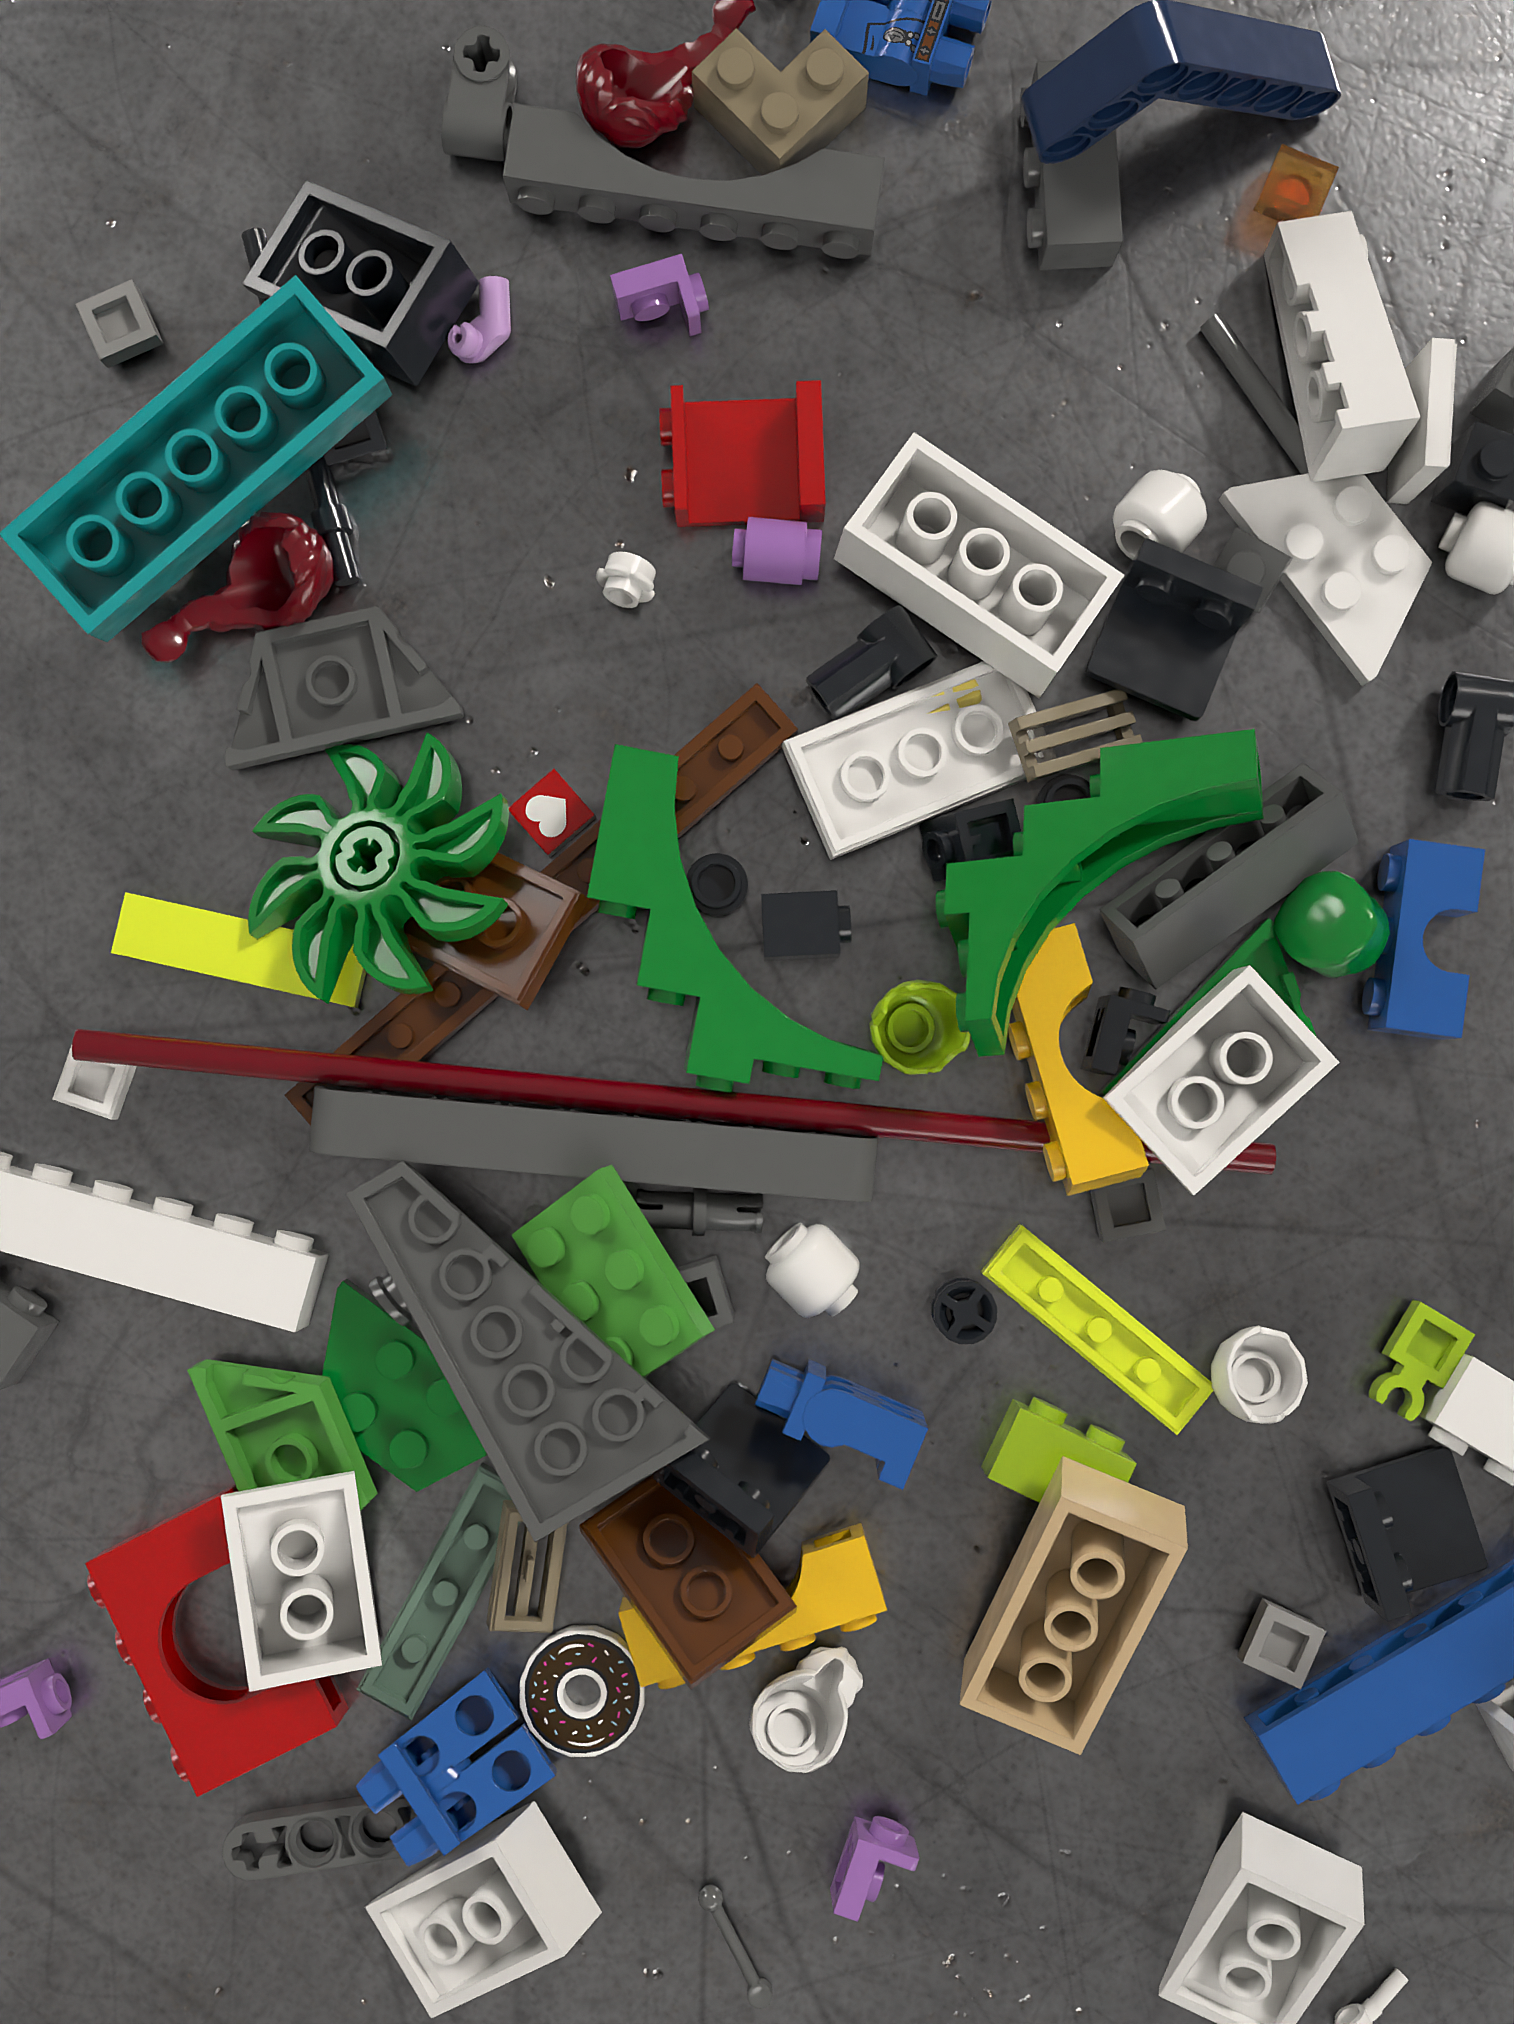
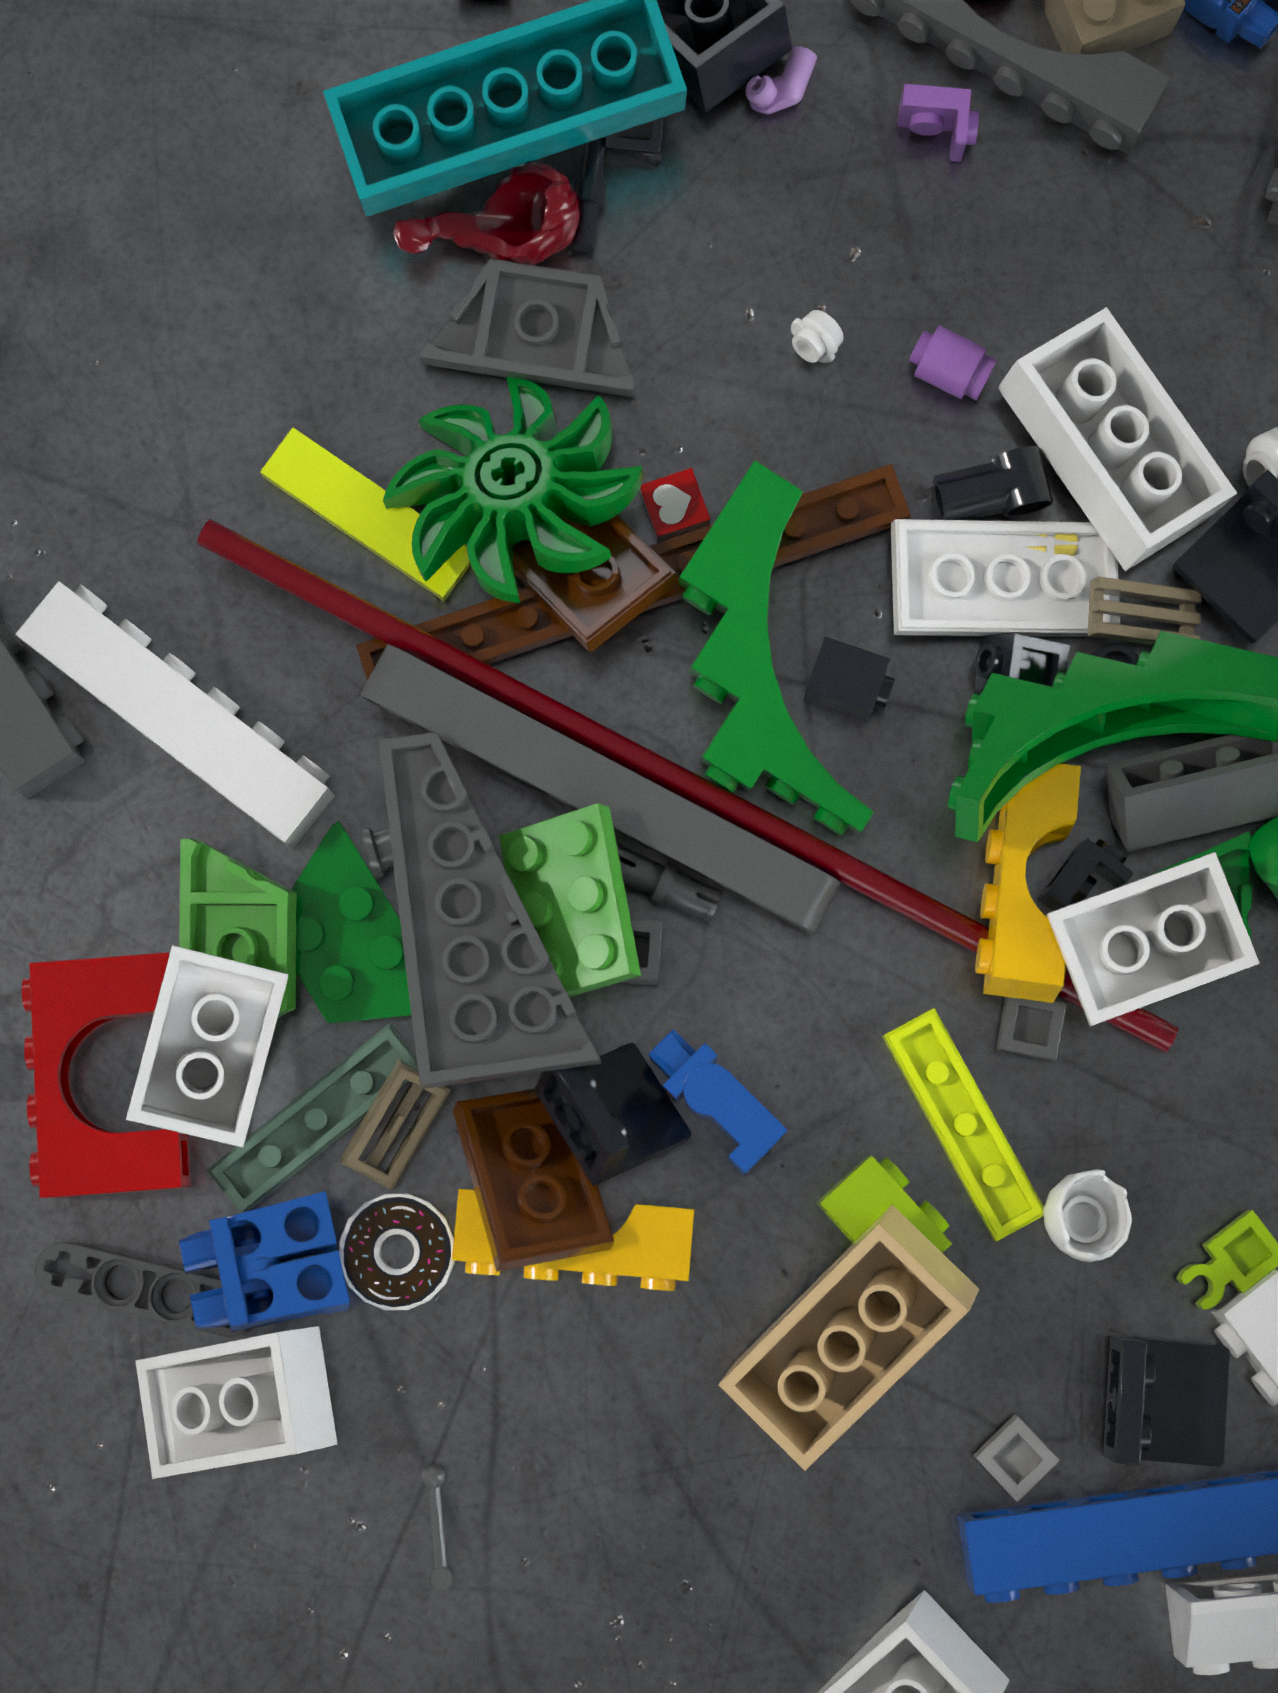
camera: 20 degrees right, 5 degrees down
(94, 1086) = (200, 574): white tile -> none
(717, 884) = (791, 618): black plate -> none
(745, 458) = (955, 277): red panel -> none
(805, 1712) = (582, 1341): white hair -> none
(812, 1270) = (740, 971): white head -> none
(859, 1868) = (573, 1504): medium lavender bracket -> none
(917, 1027) = (912, 803): lime hair -> none
(972, 1317) = (863, 1053): black wheel -> none

